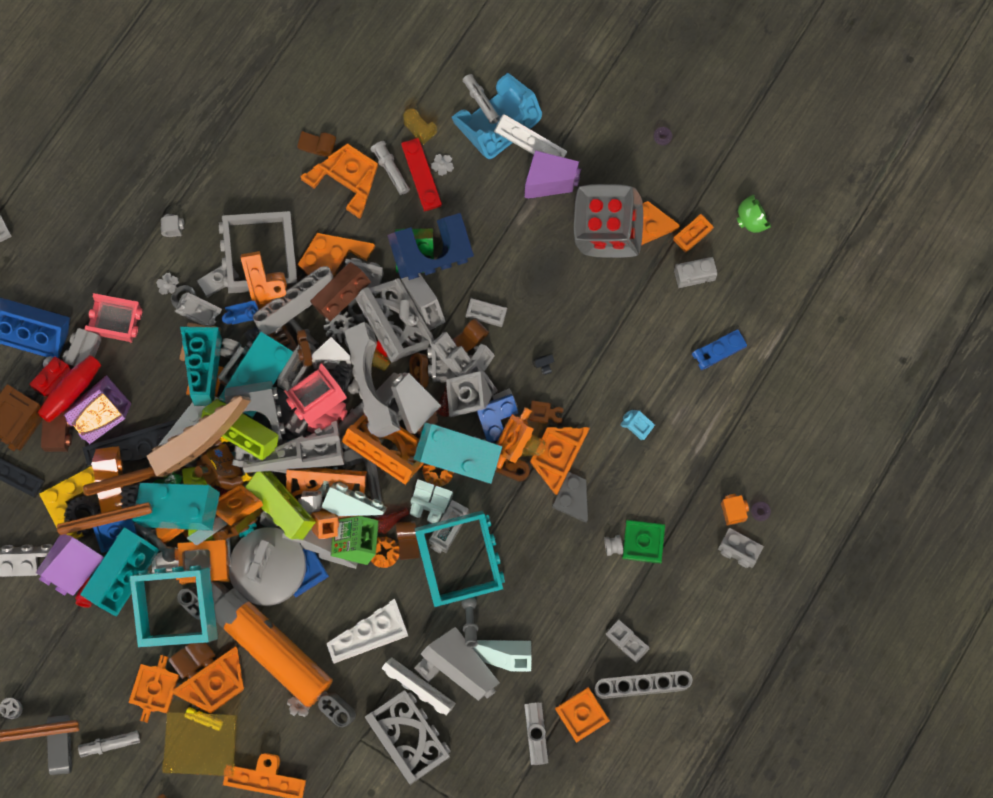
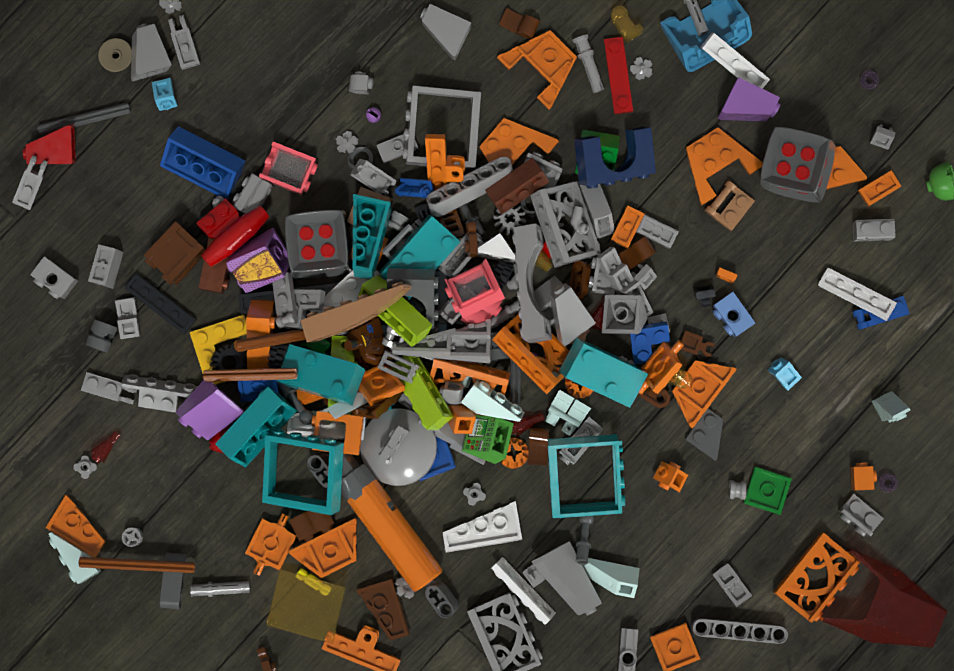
camera: 15 degrees right, 10 degrees up
(129, 442) = (285, 301): none -> light grey plate
(144, 441) = (306, 301): none -> light grey plate
(153, 381) = (318, 244): none -> dark grey piece
(187, 256) = (370, 117): none -> medium lavender hinge
(246, 160) = (446, 29): none -> light grey slope
(265, 486) = (411, 372): none -> light grey tile
(282, 730) = (386, 608): none -> reddish brown wing
(357, 599) = (469, 493): none -> light grey plate
(456, 313) = (627, 227): none -> orange plate
(526, 231) = (713, 154): none -> orange wing
(544, 544) = (666, 476): none -> orange brick
(558, 278) = (735, 209): none -> medium nougat plate
(561, 341) = (726, 275): none -> orange tile
(570, 367) = (743, 320): none -> medium blue brick
(686, 185) = (882, 137): none -> light grey tile
(692, 334) = (857, 294): none -> white plate
(706, 590) = (790, 583): none -> orange fence
(746, 436) = (890, 407): none -> light aqua slope
(796, 636) = (898, 612): none -> clear red windscreen

